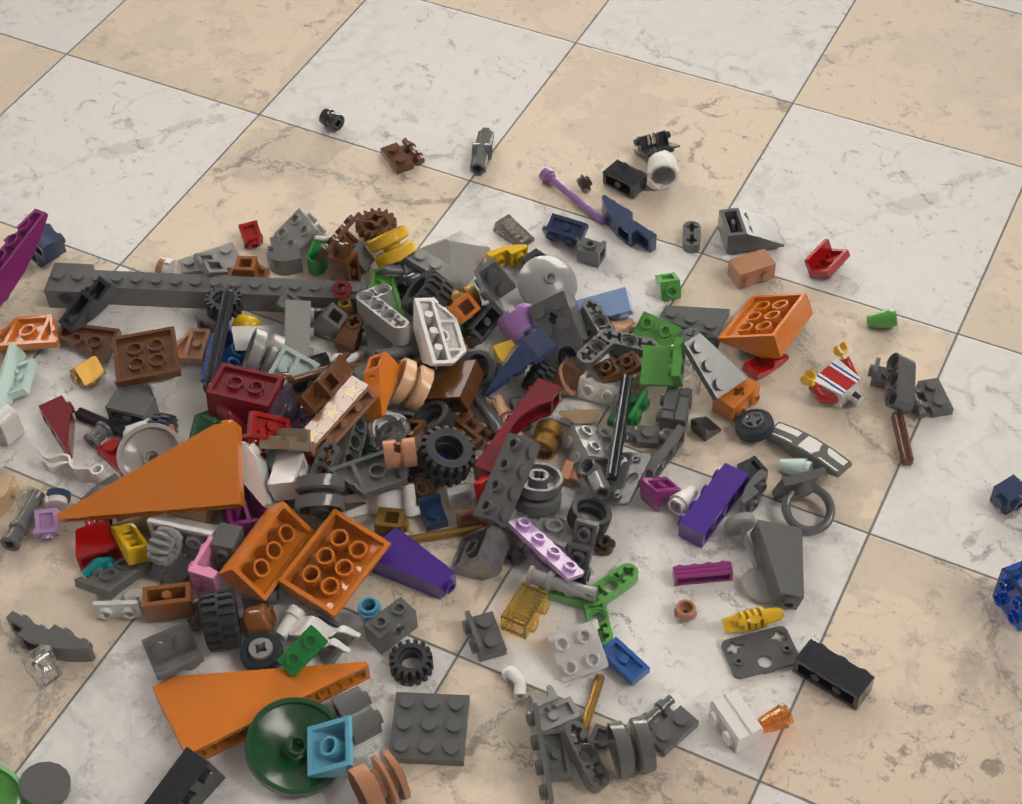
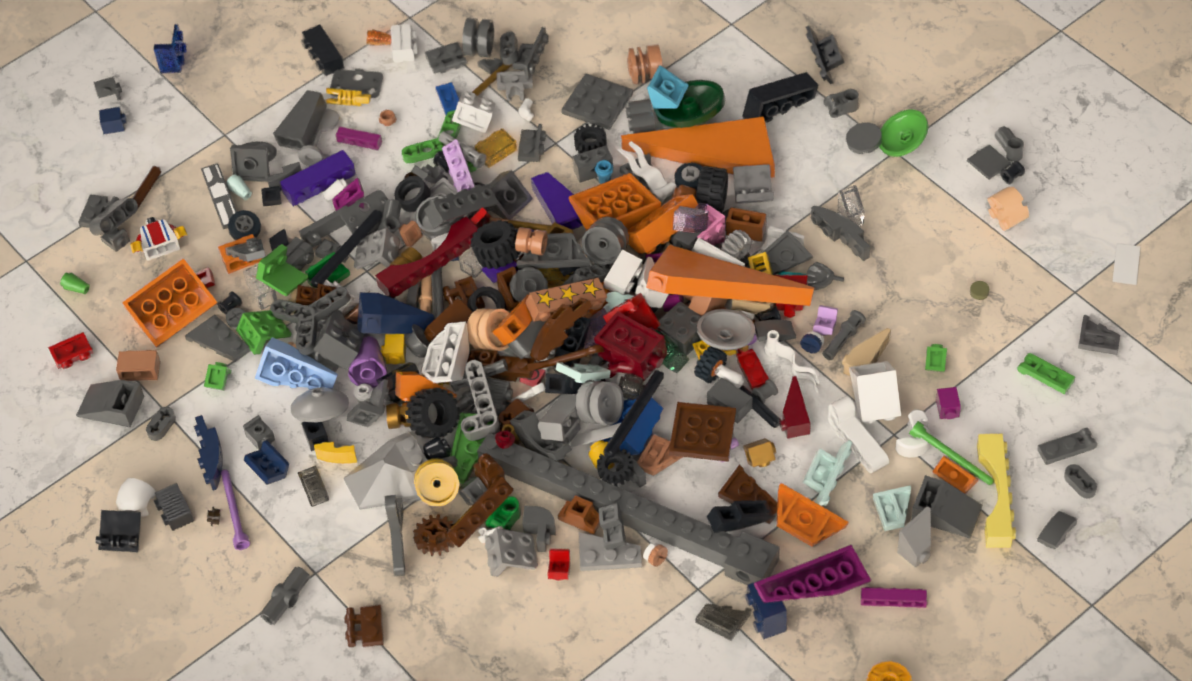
camera: 155 degrees left, 5 degrees up
(62, 577) = (821, 276): none -> dark grey piece
(87, 242) = (722, 619): none -> clear smoke wing
(218, 534) = (691, 219): none -> brick
(288, 440) = (614, 283): dark tan bracket -> none
(302, 650) = (663, 153): green bracket -> none
(404, 198) = (395, 514): none -> dark grey piece
(581, 416) = (365, 273): tan slope -> none

